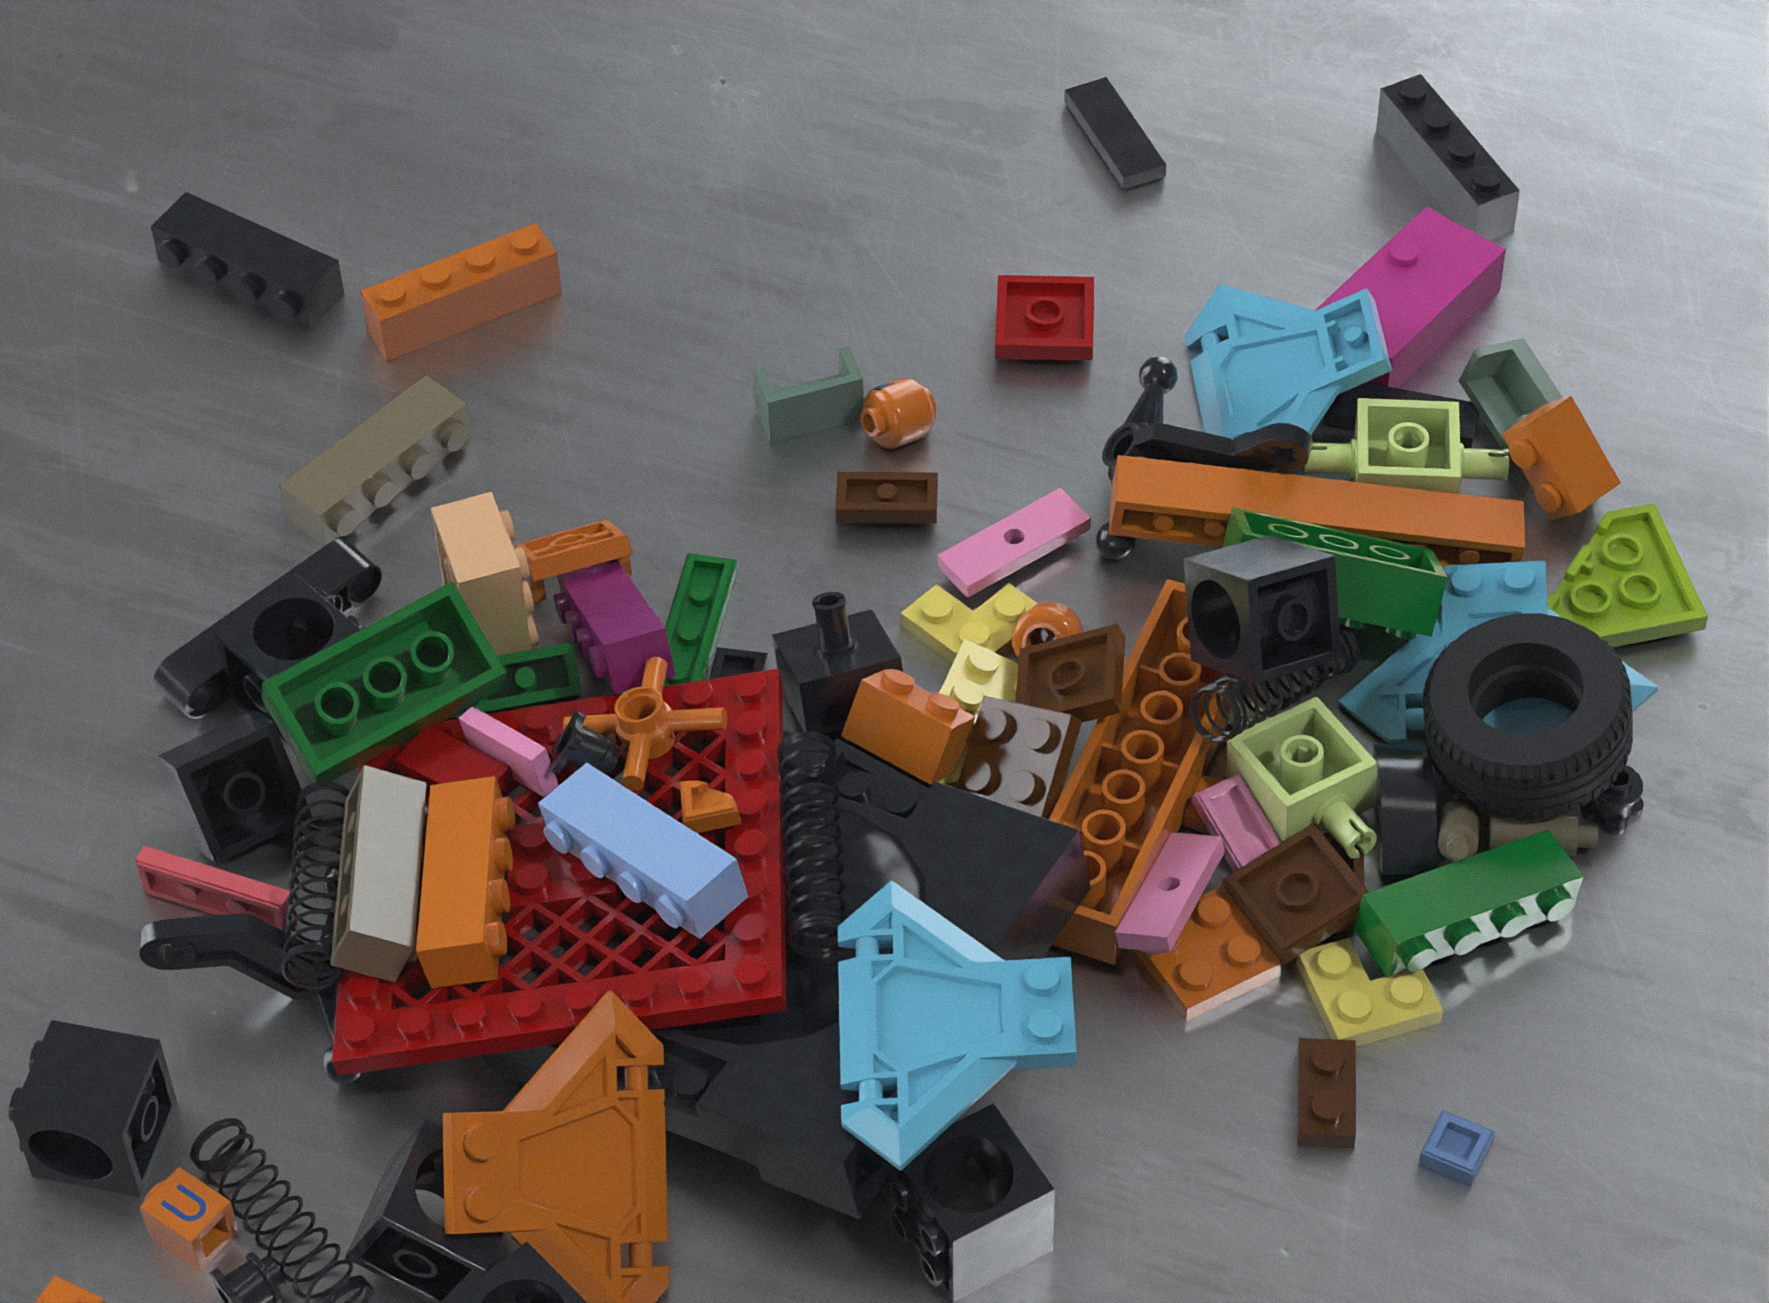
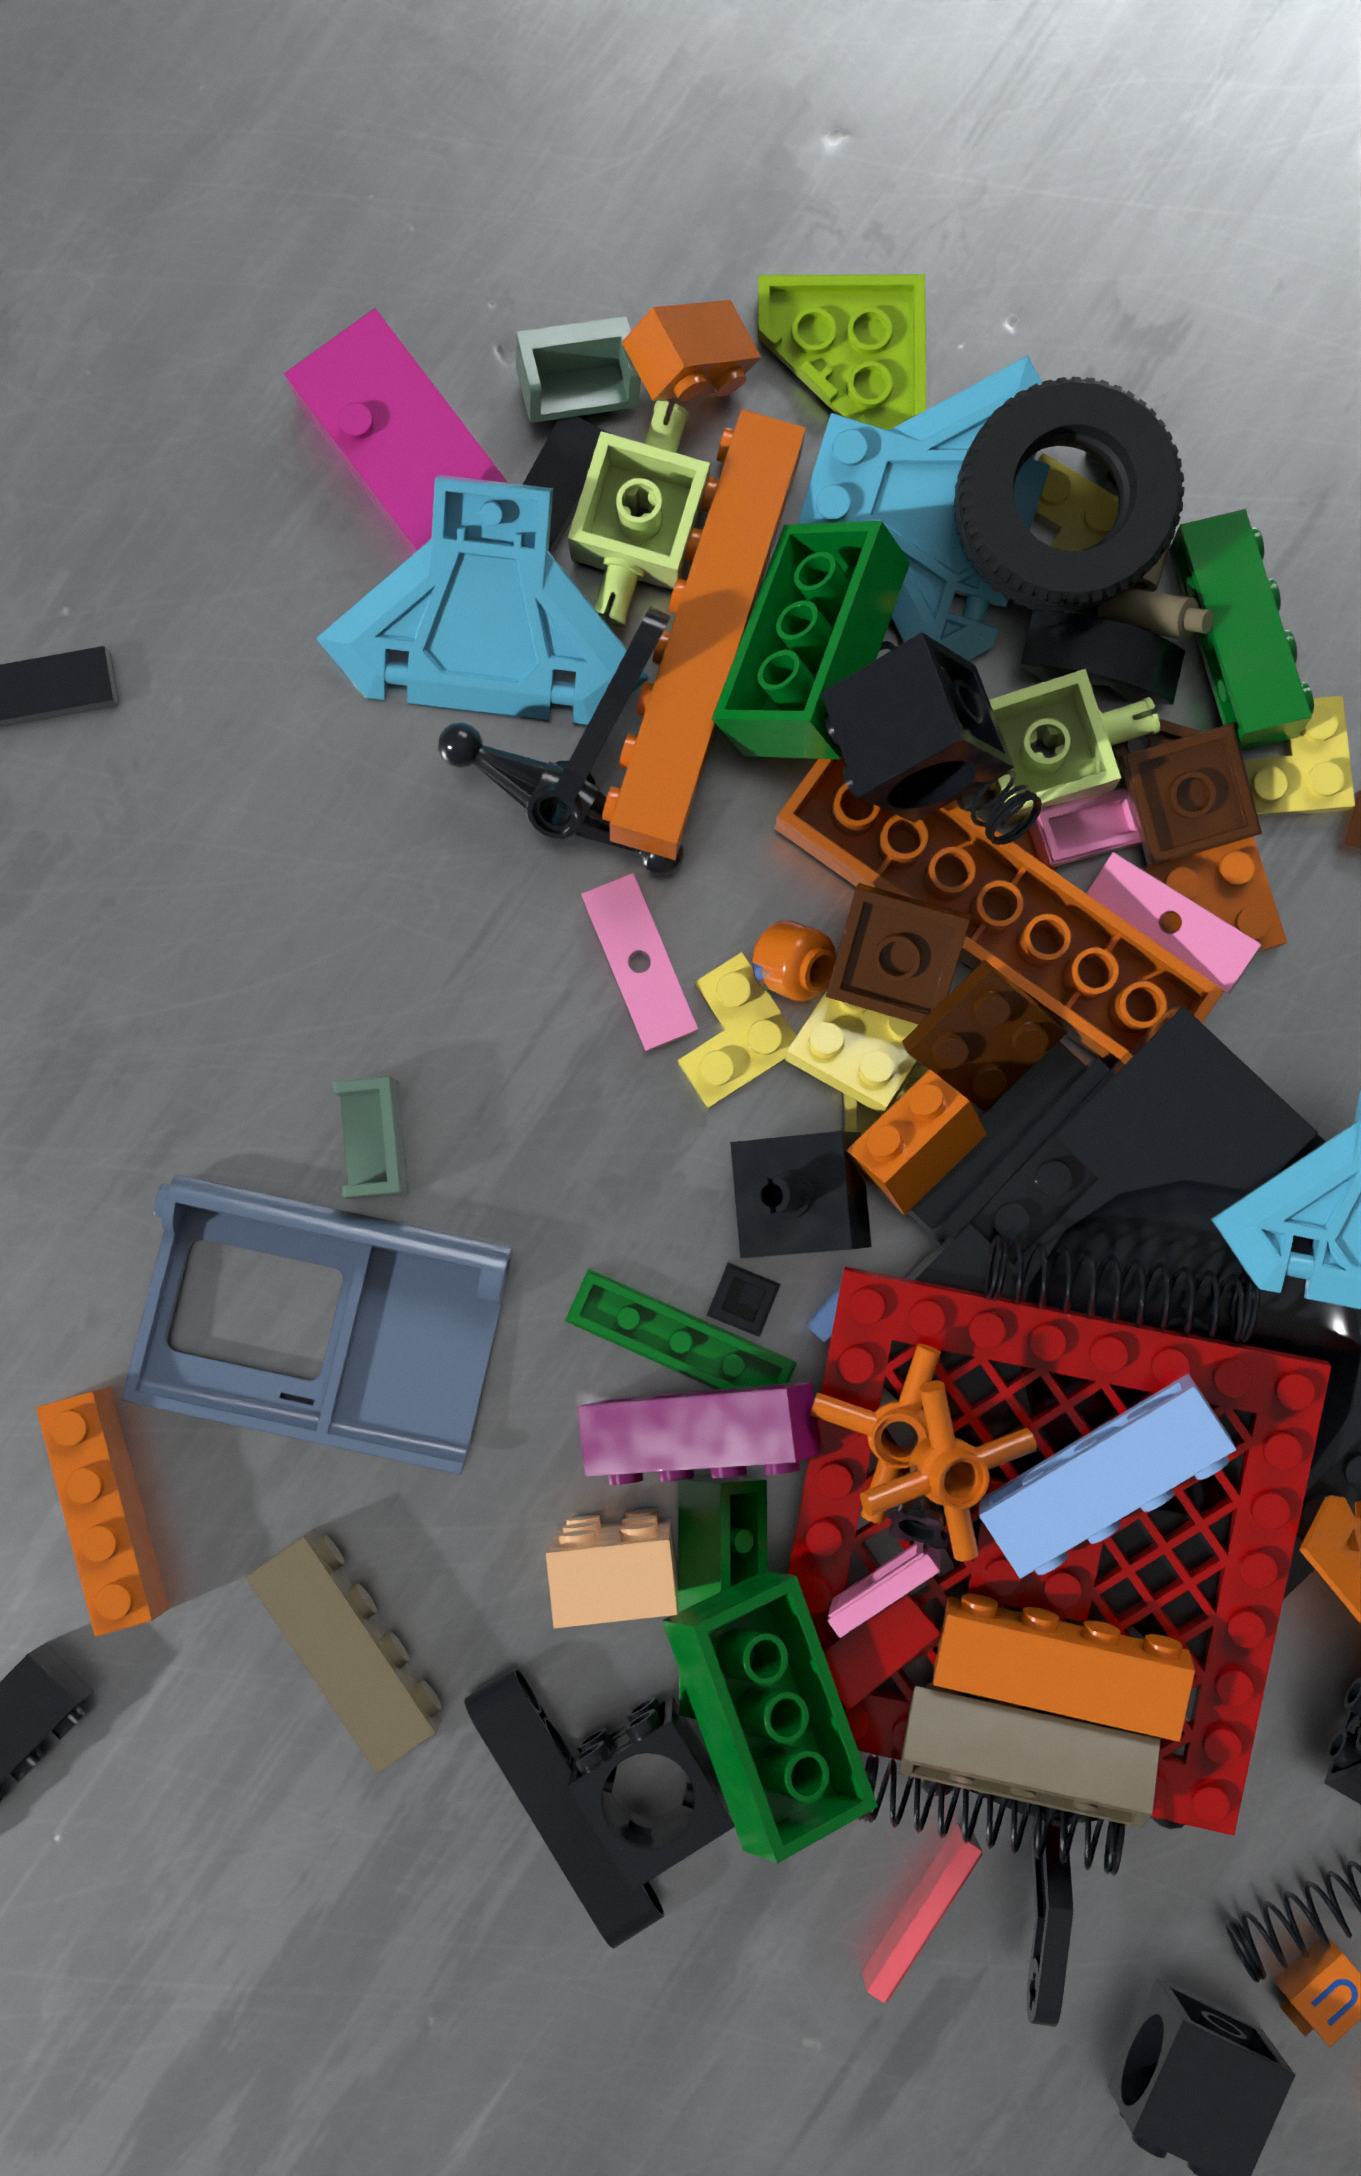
camera: 75 degrees left, 35 degrees up
(234, 786) = (817, 1900): black brick -> none
(573, 551) = (517, 1489): orange piece -> none
(634, 742) = (934, 1458): none -> orange bar
(645, 456) = (402, 1344): none -> sand blue piece
(706, 807) = (1047, 1391): orange tile -> none
(887, 497) = (539, 1084): reddish brown plate -> none
(898, 413) = (423, 1044): orange head -> none
(1044, 317) = (311, 845): red plate -> none
(1447, 158) = (188, 328): black brick -> none

